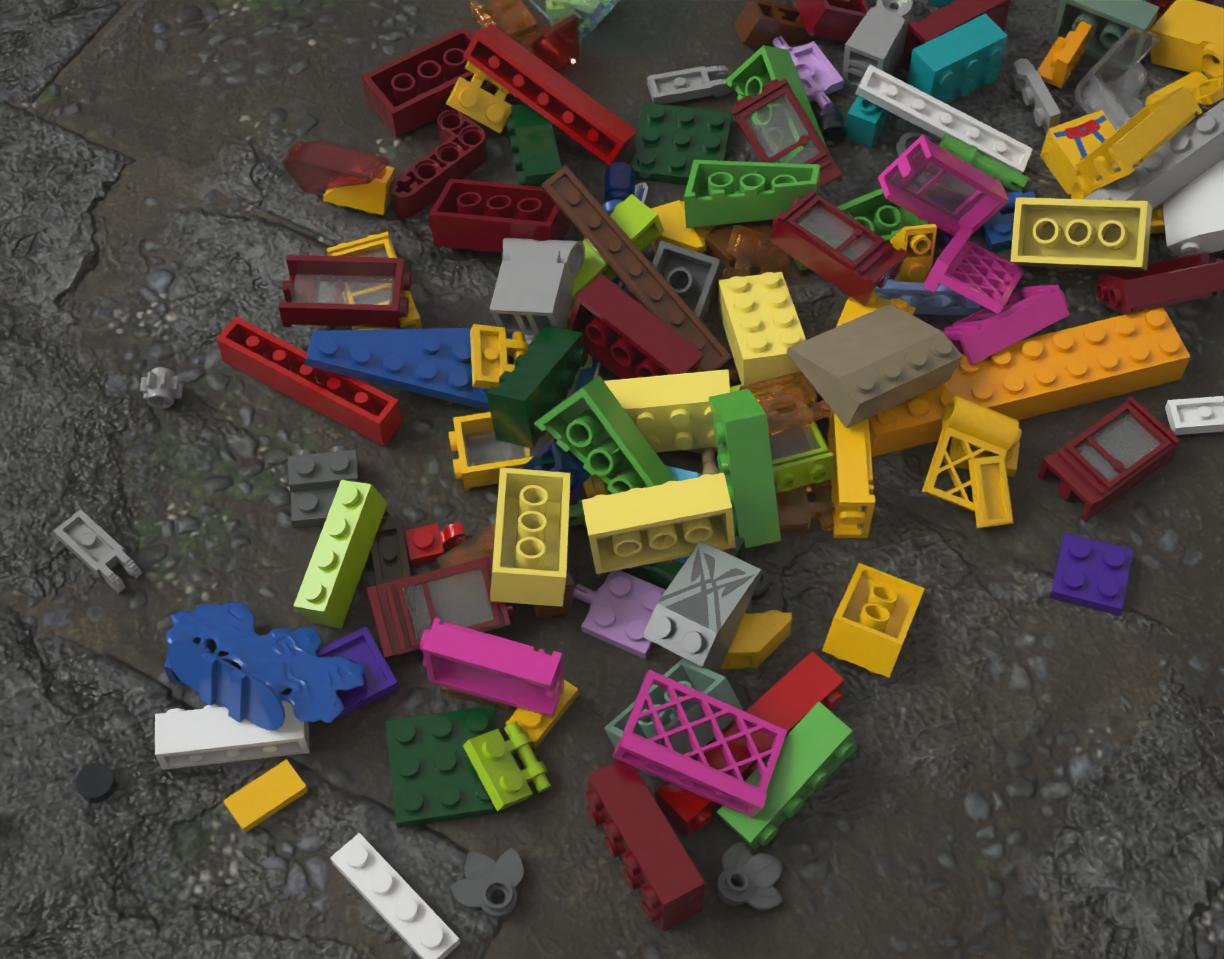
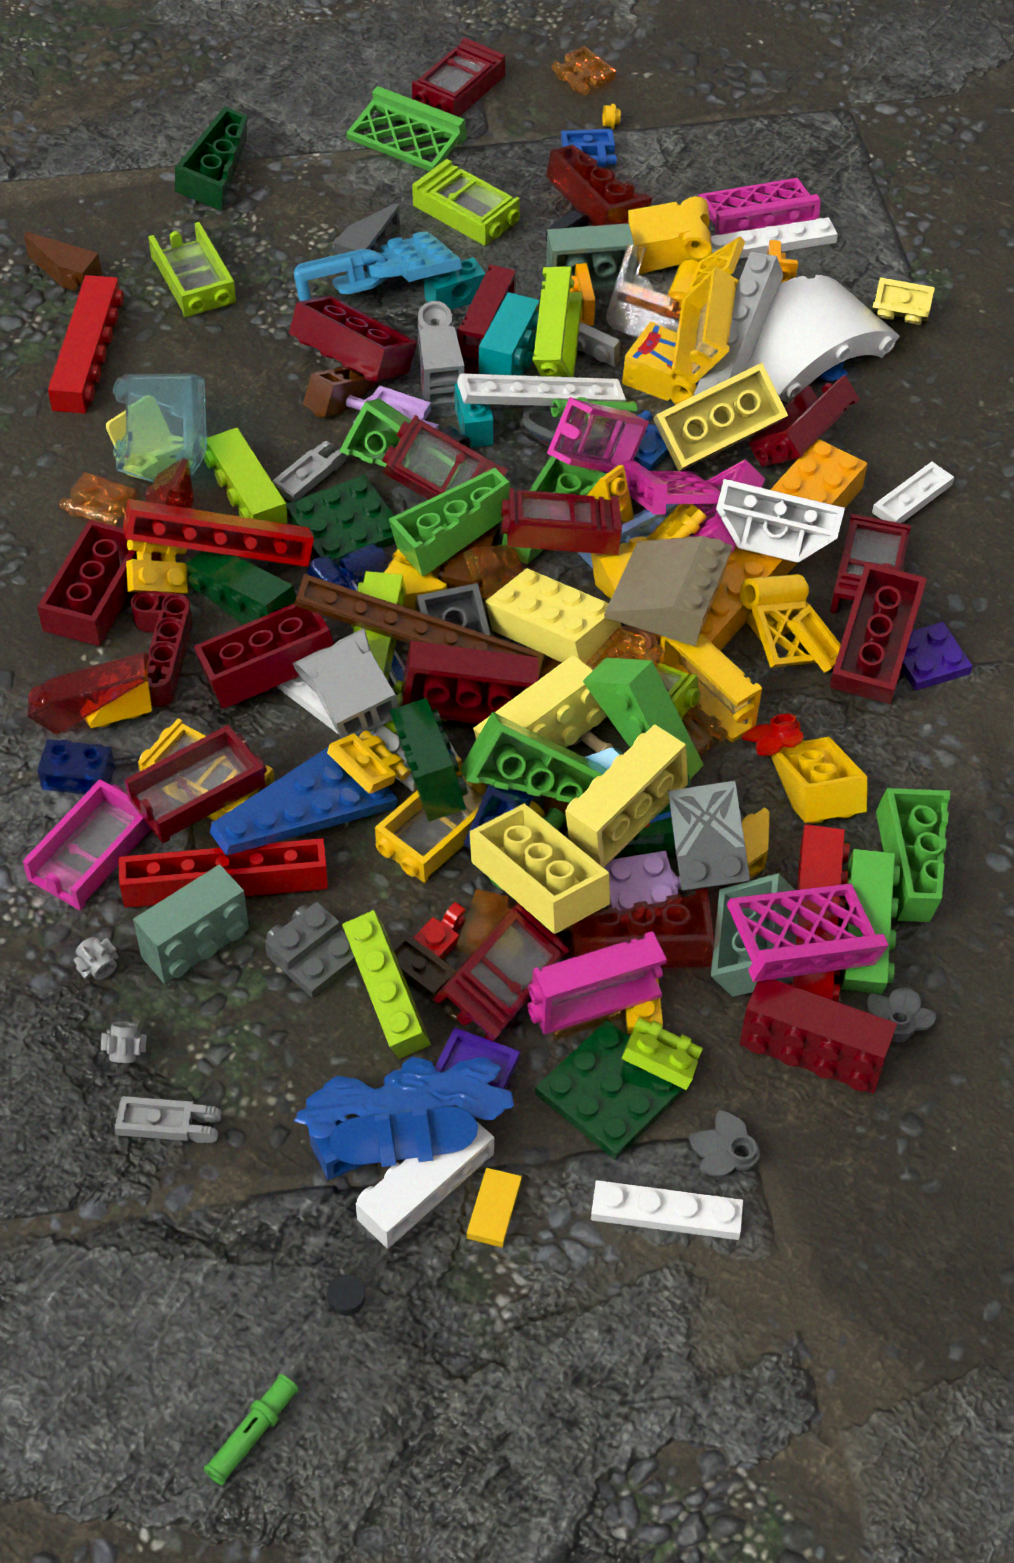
camera: 40 degrees left, 5 degrees down
(119, 467) = (123, 1042): none -> light grey gear
(238, 287) = (86, 845): none -> dark pink door
(244, 405) = (192, 924): none -> sand green brick
(286, 225) = (74, 766): none -> clear blue brick
(595, 659) = (679, 924): none -> clear red wedge
(628, 63) = (244, 478): none -> lime brick
(659, 188) = (362, 560): none -> clear blue brick
(872, 555) = (771, 738): none -> red plate
(903, 734) = (914, 829): none -> bright green wedge
(950, 313) = (679, 523): none -> yellow plate
(1006, 69) = (557, 324): none -> lime door
(1030, 358) = (777, 521): none -> white wedge
(1044, 520) = (877, 633): none -> dark red brick
(1127, 93) = (650, 300): none -> clear orange plate

